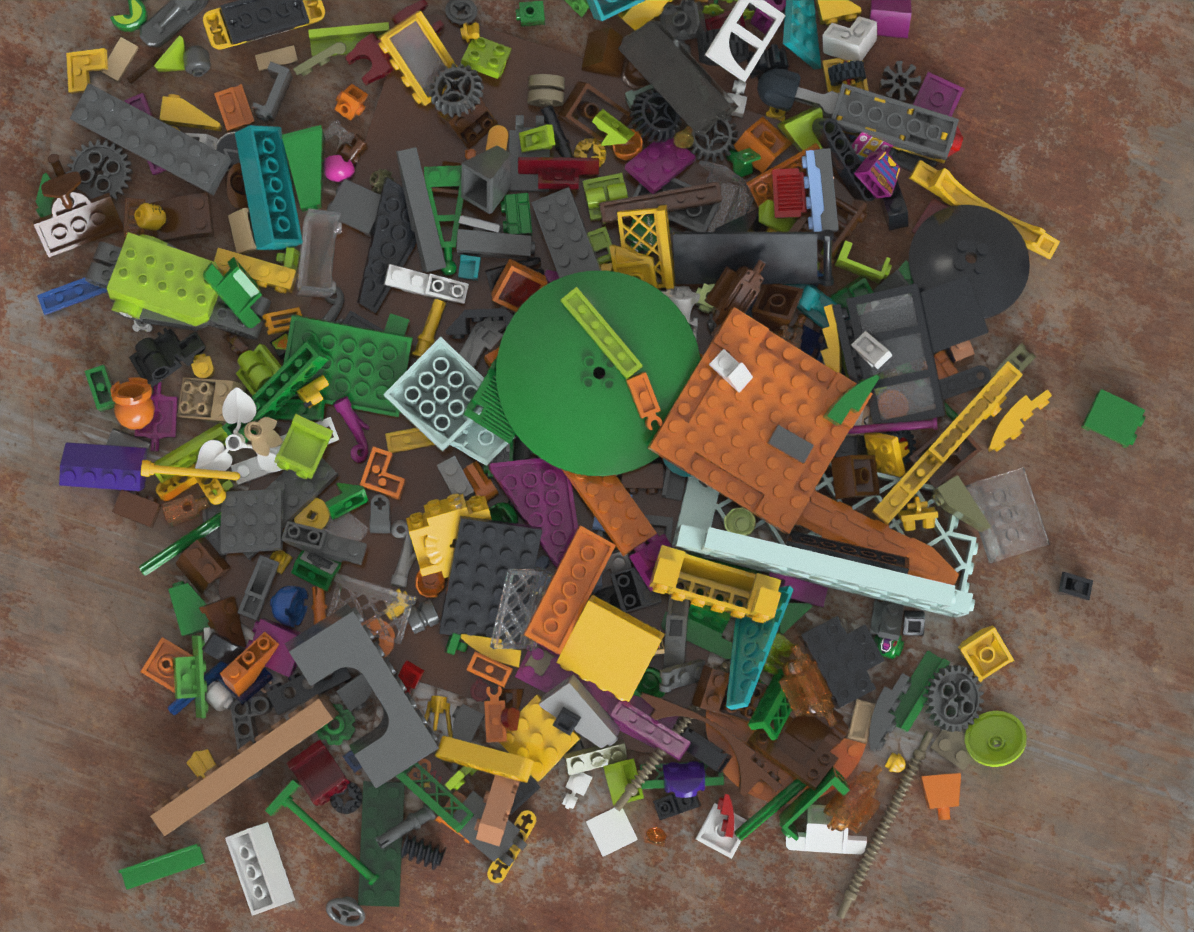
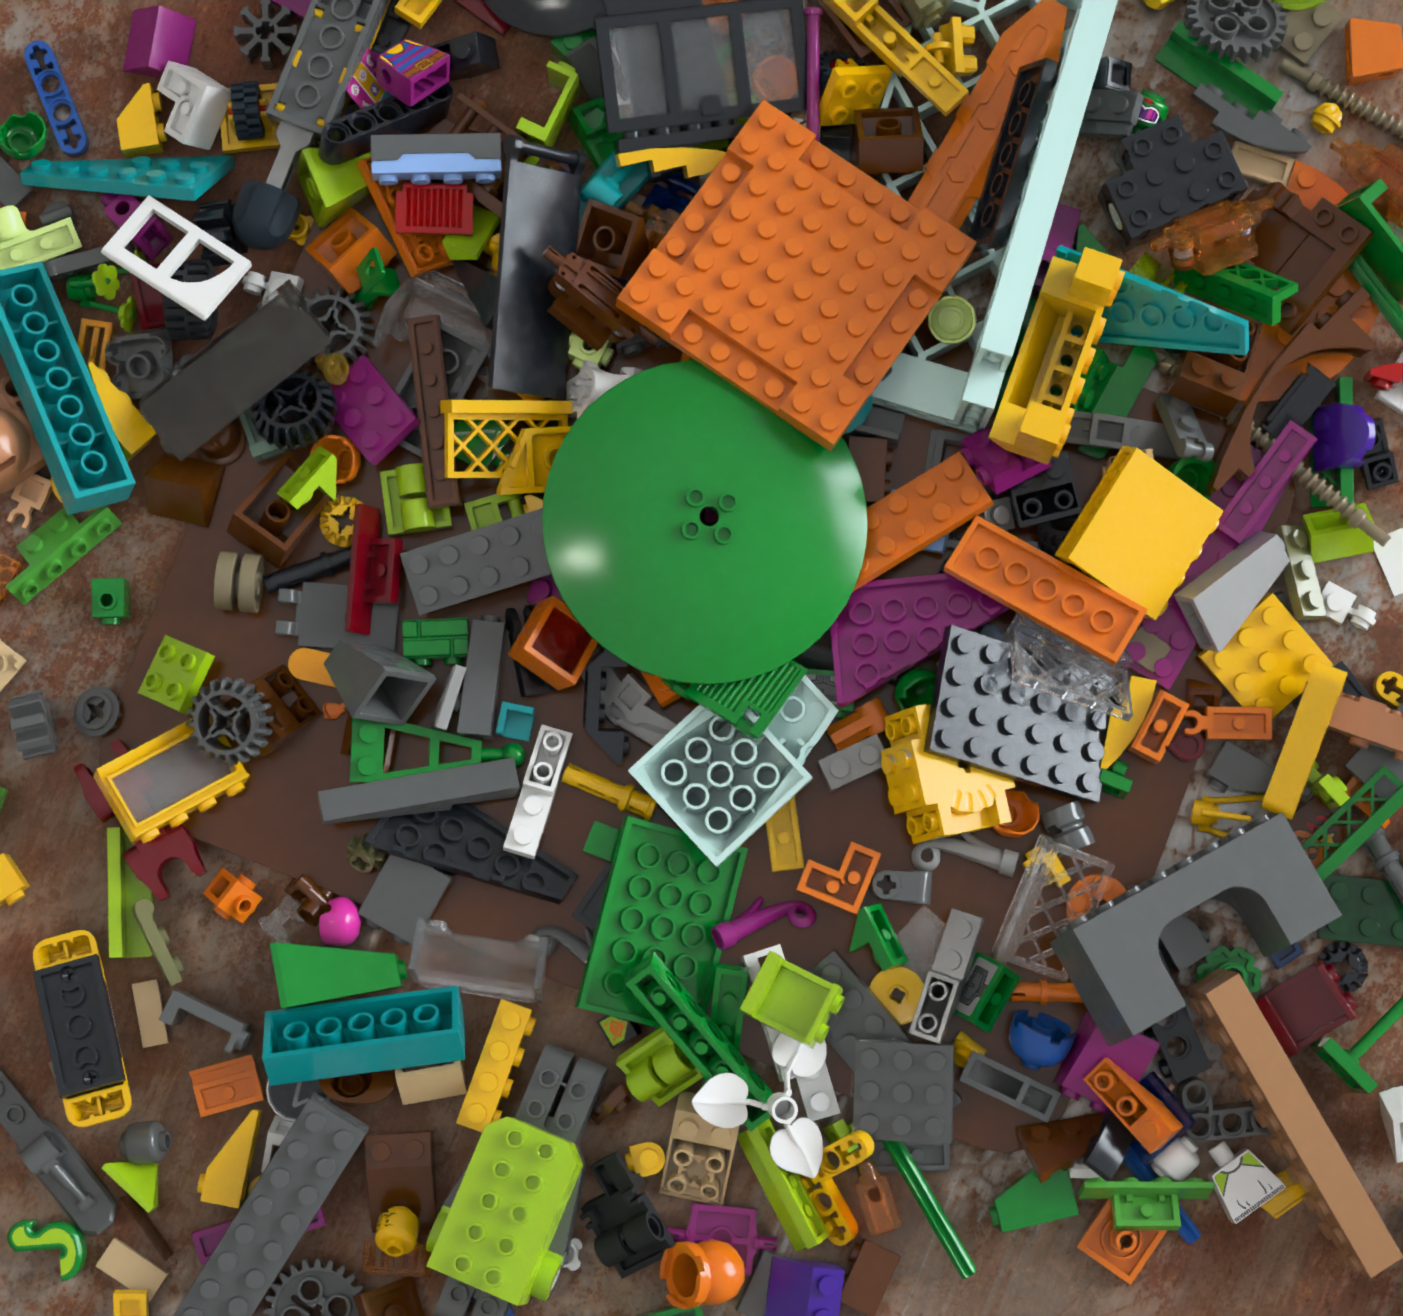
camera: 80 degrees left, 0 degrees up
(149, 468) = (810, 1250): yellow piece -> none
(202, 564) = (965, 1175): reddish brown slope -> none
(208, 738) = (1241, 1181): none -> white torso
(236, 290) = (531, 1094): green plate -> none
(265, 437) = (770, 1060): tan plate -> none
(270, 324) = (585, 1044): light orange tile -> none
(289, 259) = (480, 1008): lime tile -> none
(310, 393) = (703, 985): yellow piece -> none
(410, 675) = (1159, 853): red plate -> none
(470, 31) = (133, 697): yellow plate -> none
(510, 718) = (1236, 699): dark red tile -> none
(537, 139) = (317, 599): lime slope -> none
(566, 721) = (1248, 610): black tile -> none
(601, 333) = (648, 506): lime plate -> none
(644, 398) = (755, 447): orange plate -> none
(732, 371) = (719, 308): white slope -> none
(790, 444) = (839, 227): dark grey tile -> none
(850, 400) = (775, 128): green slope -> none
(871, 350) = (695, 95): white slope -> none

